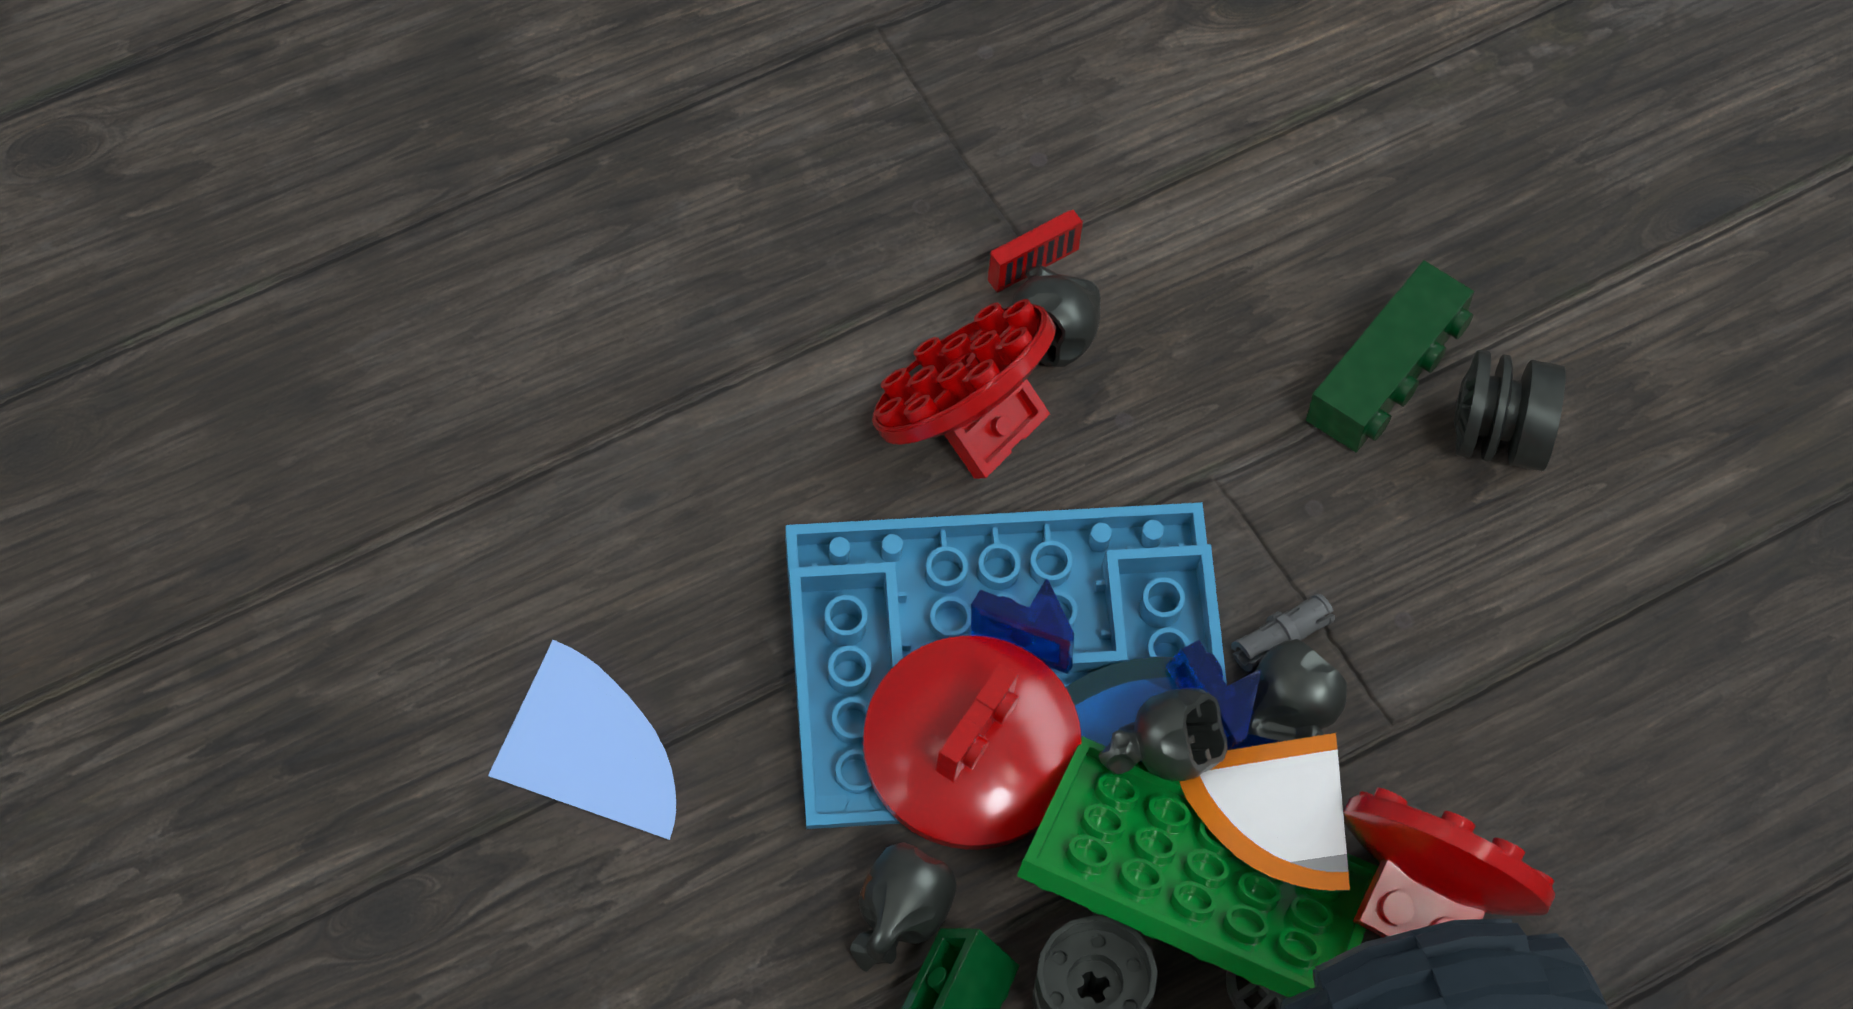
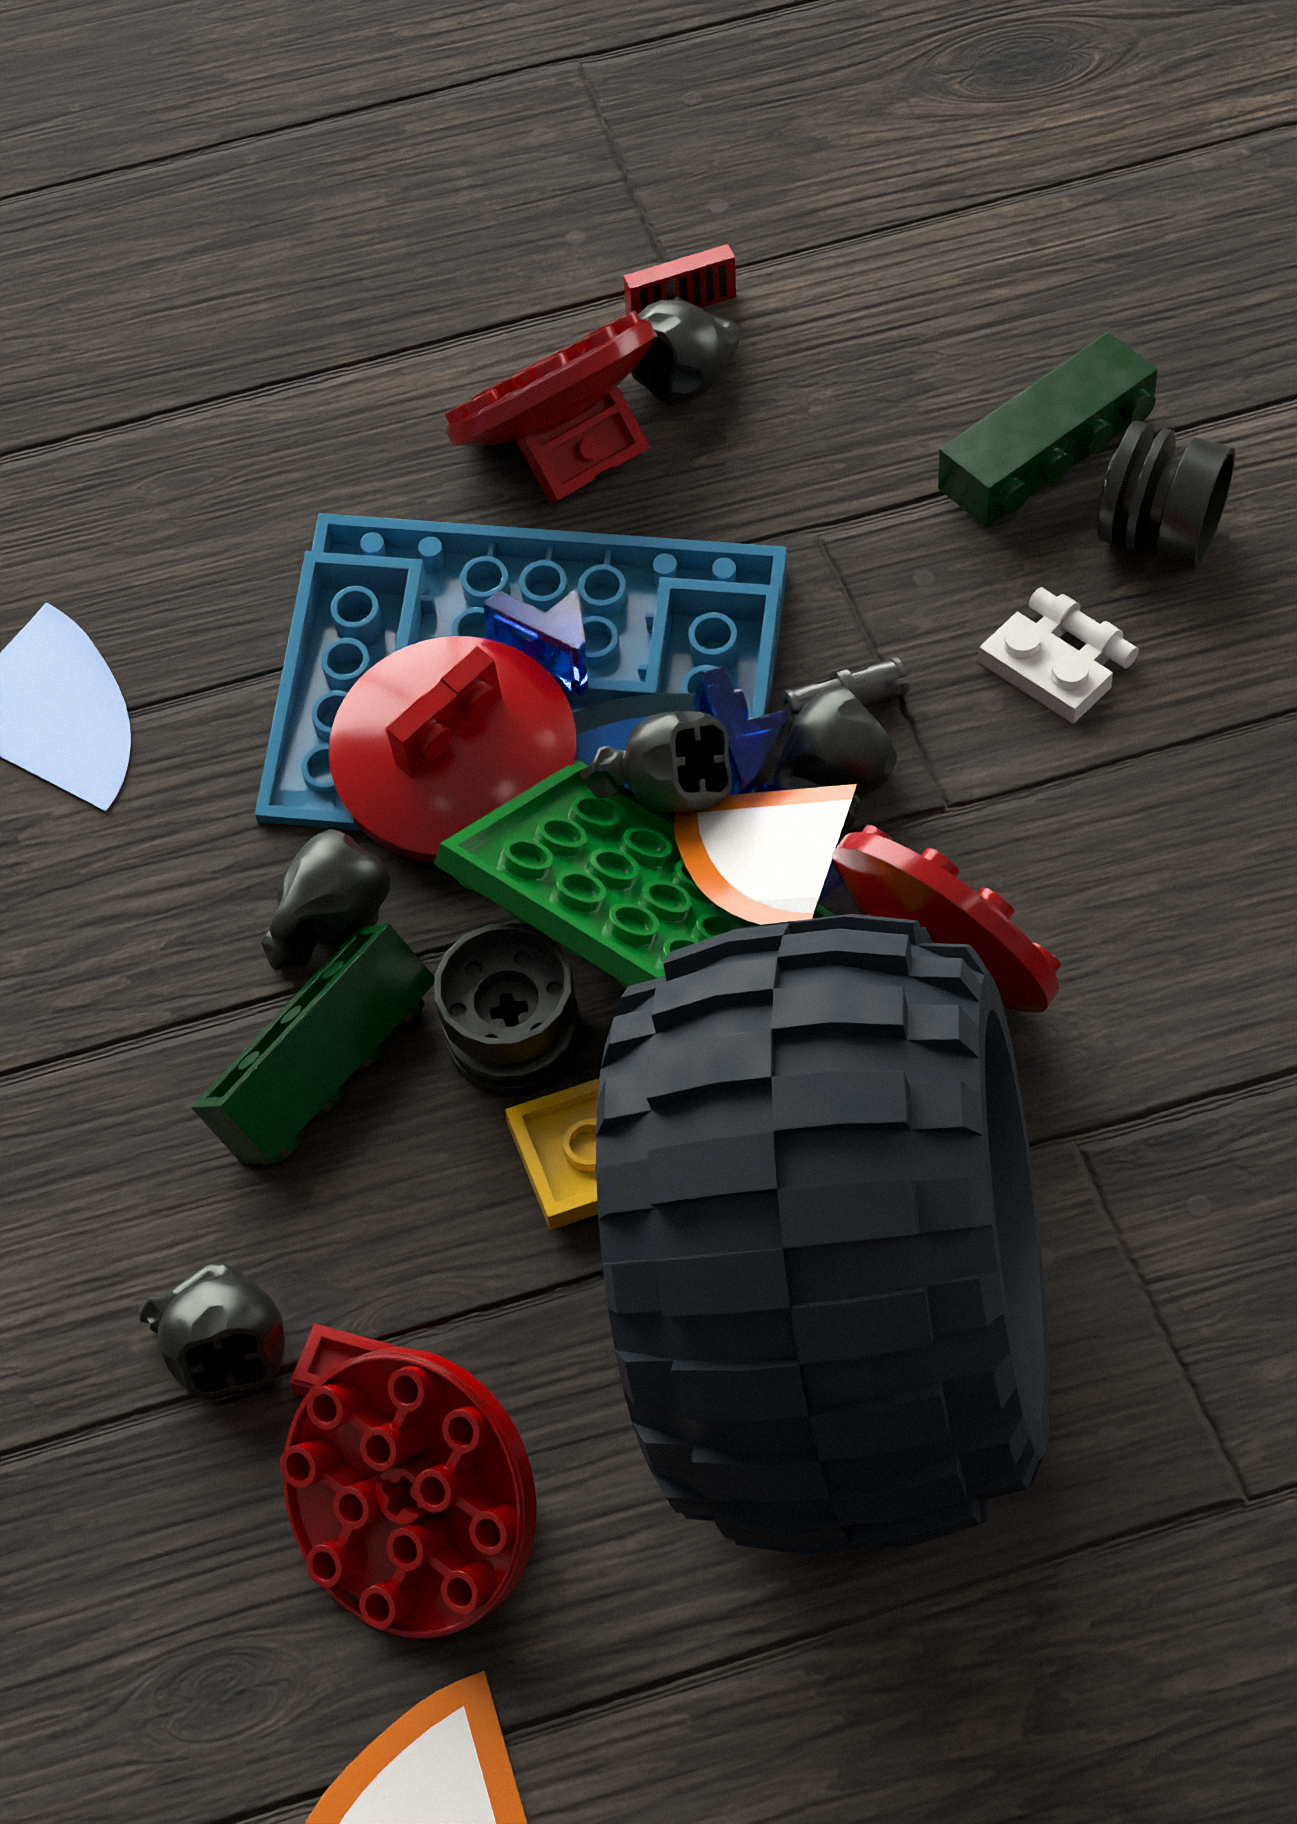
camera: 20 degrees right, 5 degrees down
(1442, 580) = (1048, 667): none -> white plate

